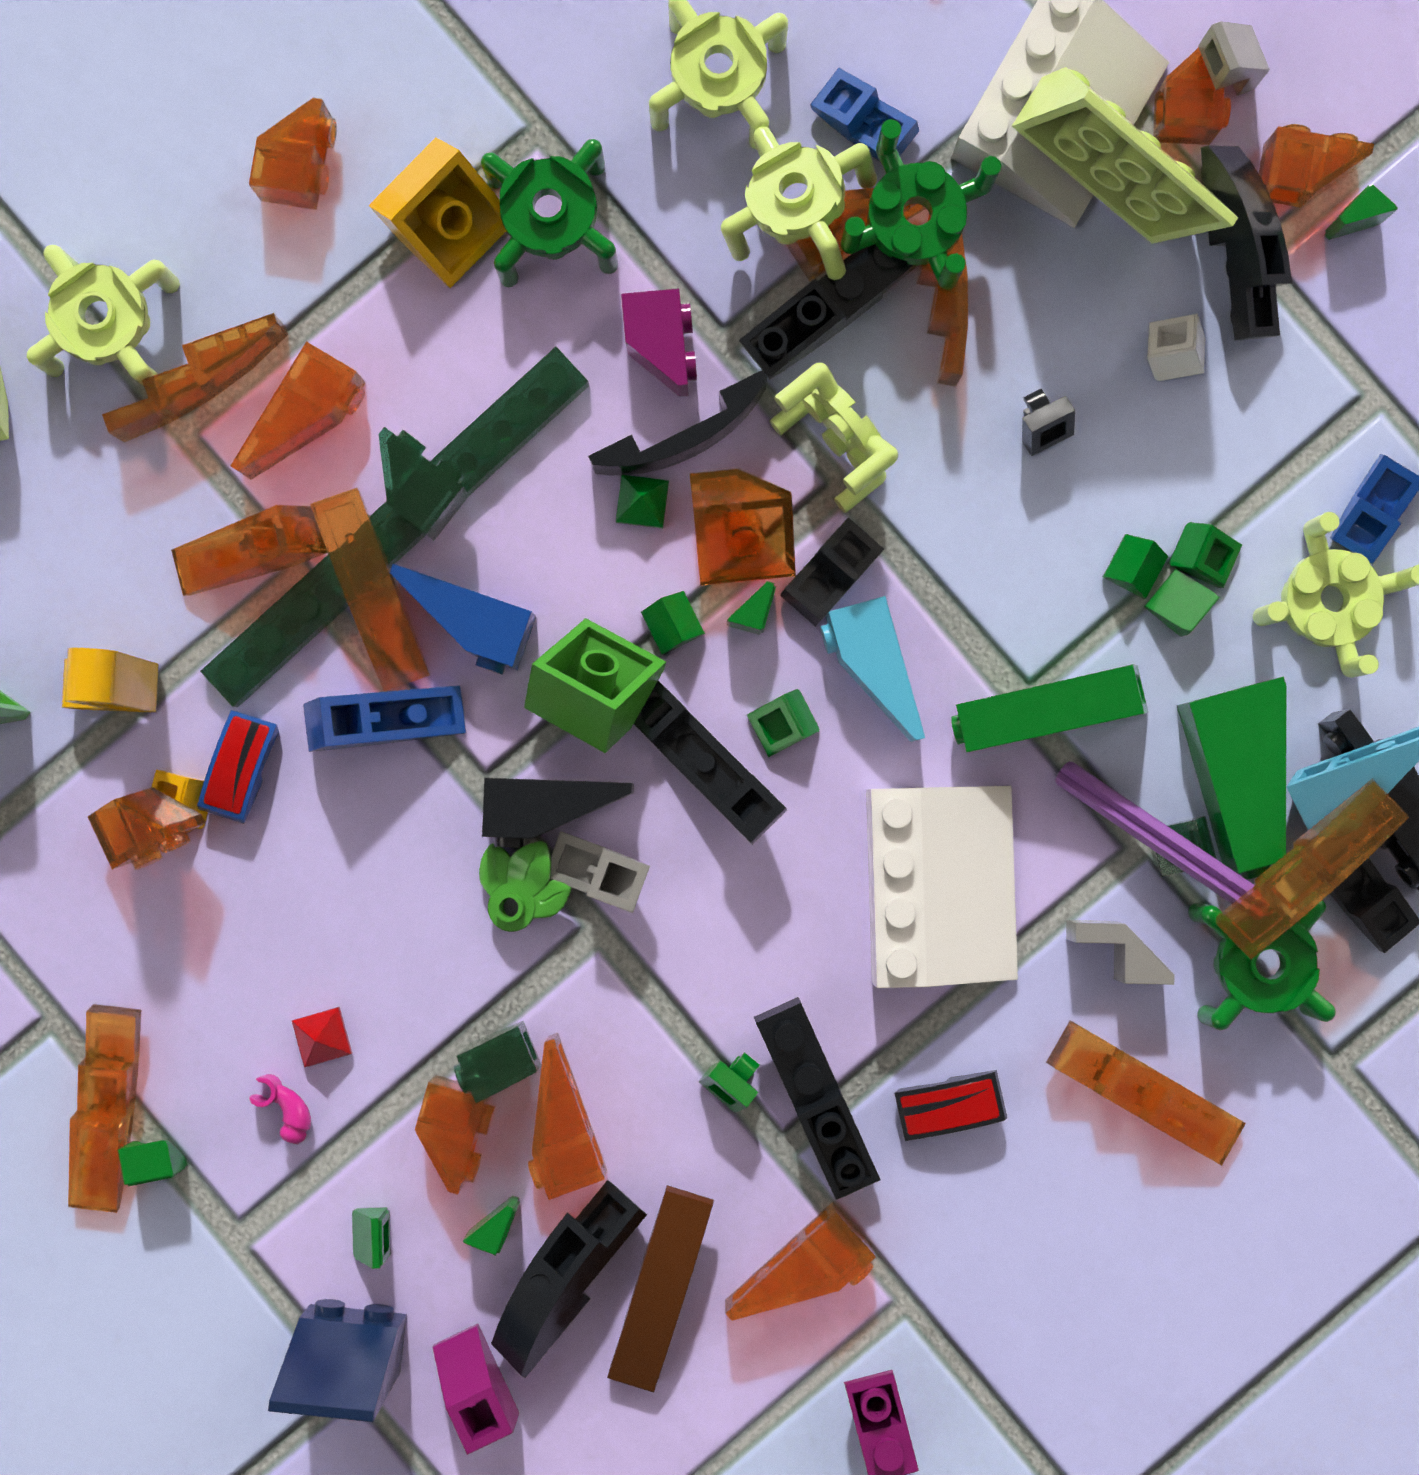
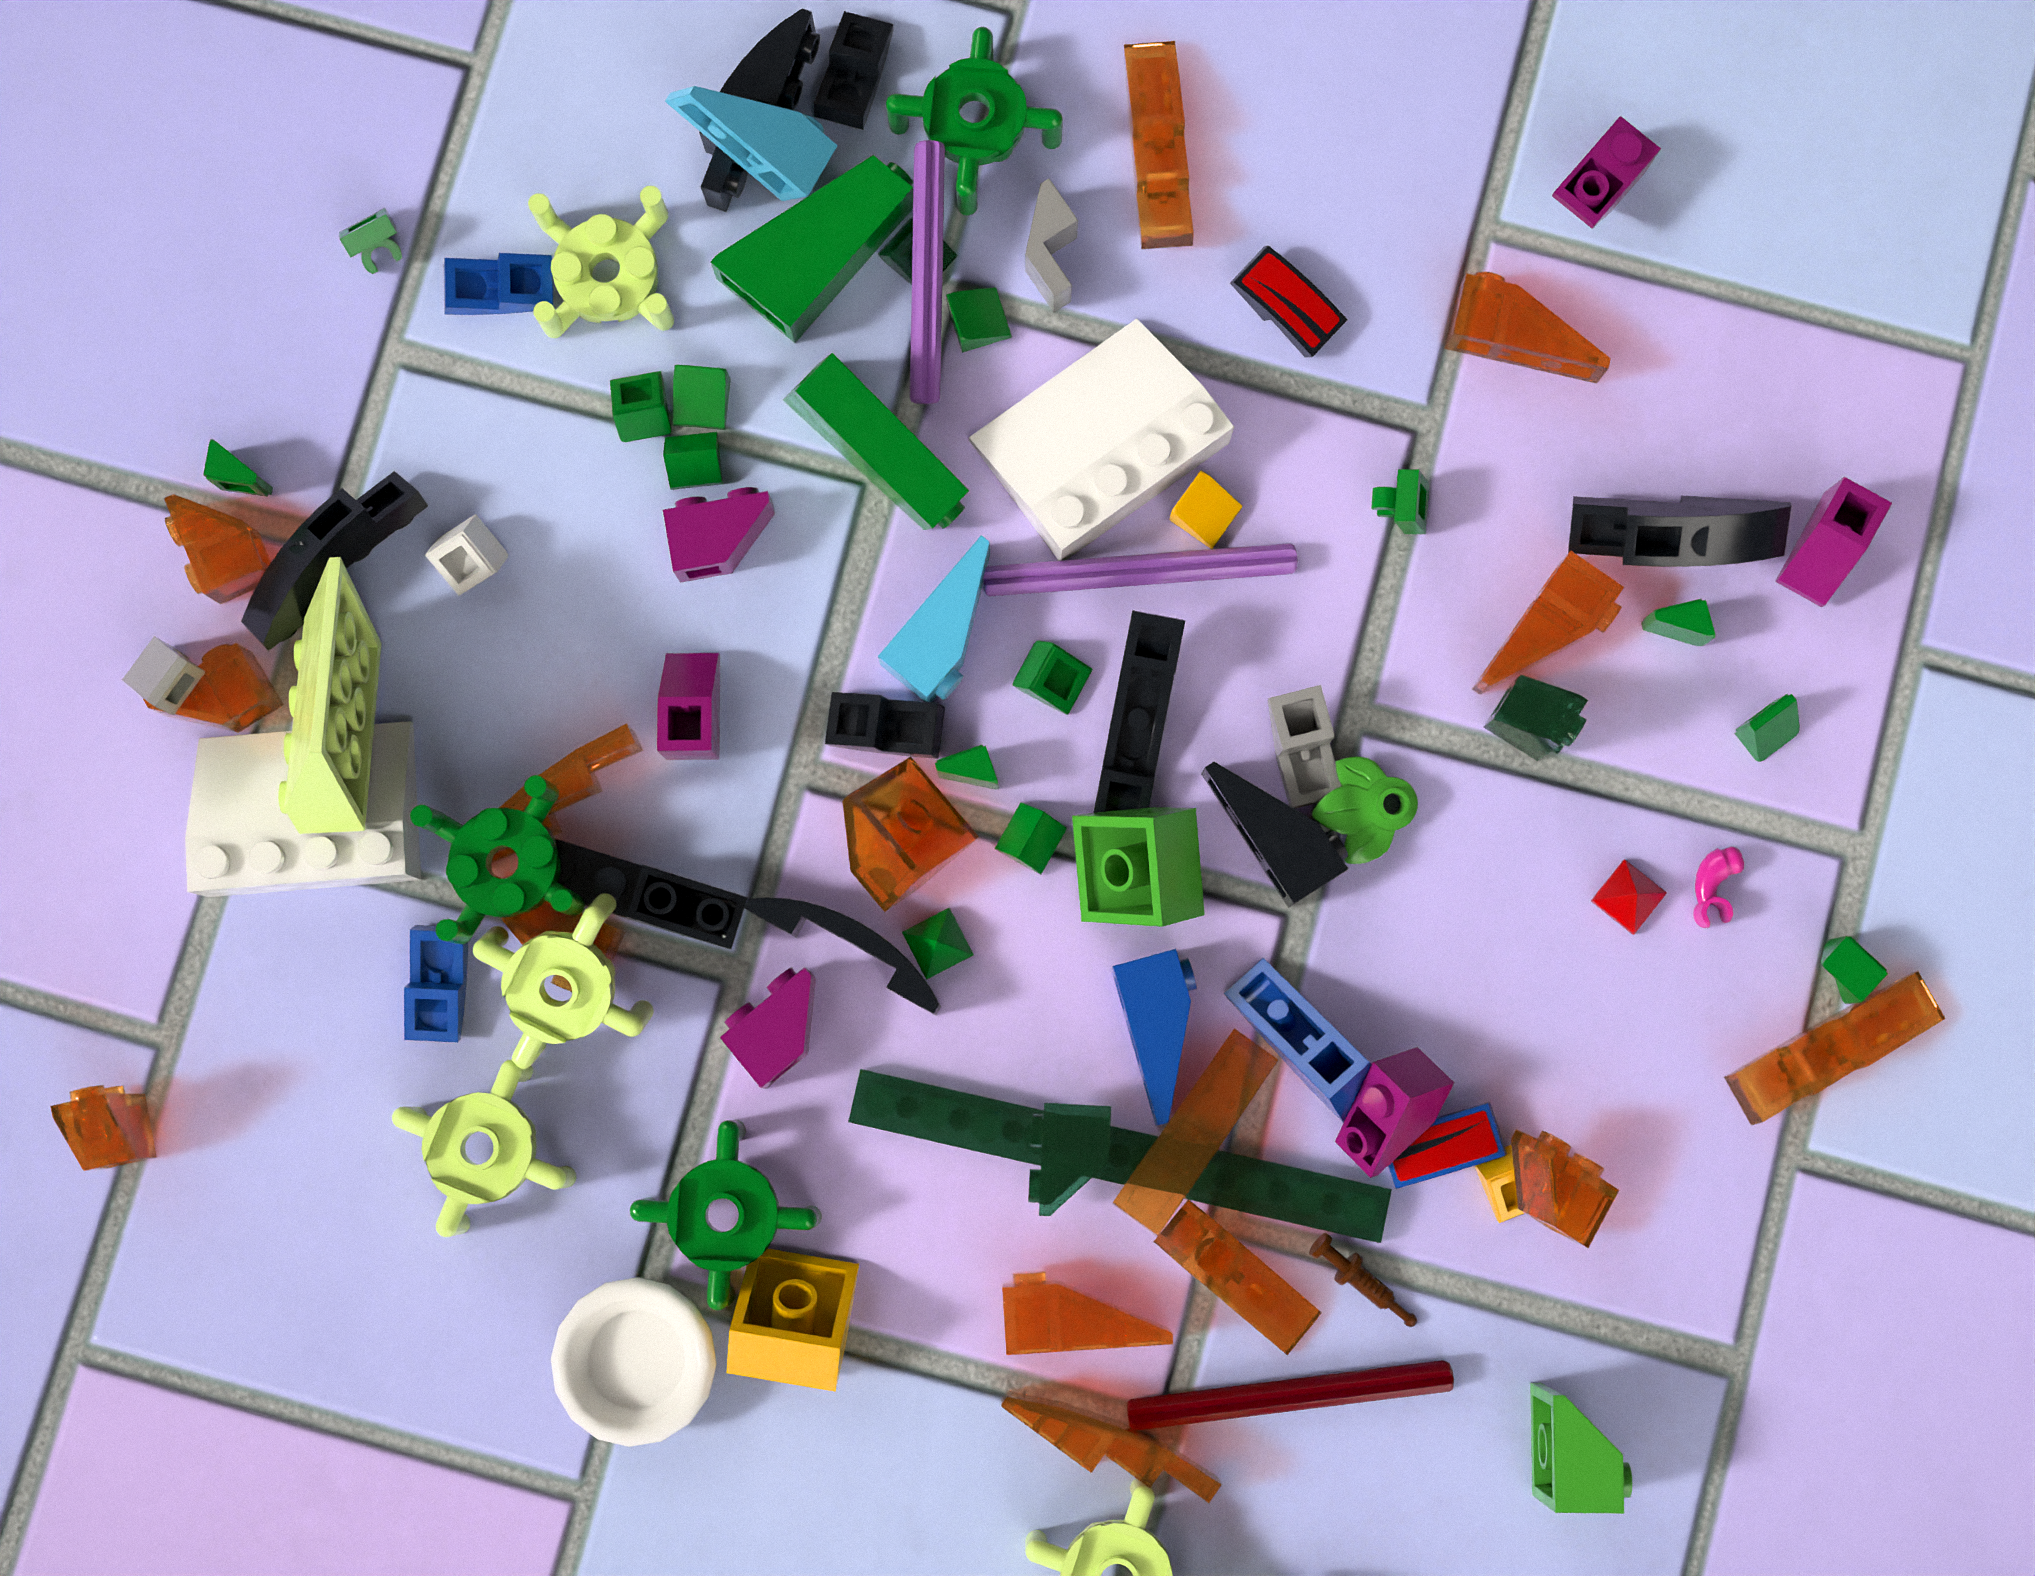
camera: 125 degrees left, 5 degrees down
(108, 681) = (1455, 1311): yellow beam -> none
(143, 527) = (1290, 1395): none -> dark red axle
(195, 636) = (1362, 1280): none -> reddish brown piece
(285, 745) = (1393, 1109): none -> magenta slope
(292, 157) = (838, 1501): clear orange slope -> none
(340, 1361) = (1896, 667): dark blue slope -> none
(450, 1129) = (1624, 720): clear orange slope -> none
(489, 76) = (633, 1362): none -> white piece
(660, 1288) = (1627, 441): reddish brown slope -> none
(817, 1098) = (1365, 418): black slope -> none
(818, 844) = (1140, 570): none -> medium lavender axle
(830, 926) = (1205, 510): none -> yellow slope
(846, 432) = (758, 757): yellowish green plate -> none
(945, 433) = (689, 707): none -> magenta slope
(1046, 421) = (616, 625): black tile -> none
(1063, 540) = (715, 534): none -> magenta slope
(1101, 857) = (977, 317): none -> green slope
(1312, 868) = (868, 122): clear orange slope -> none

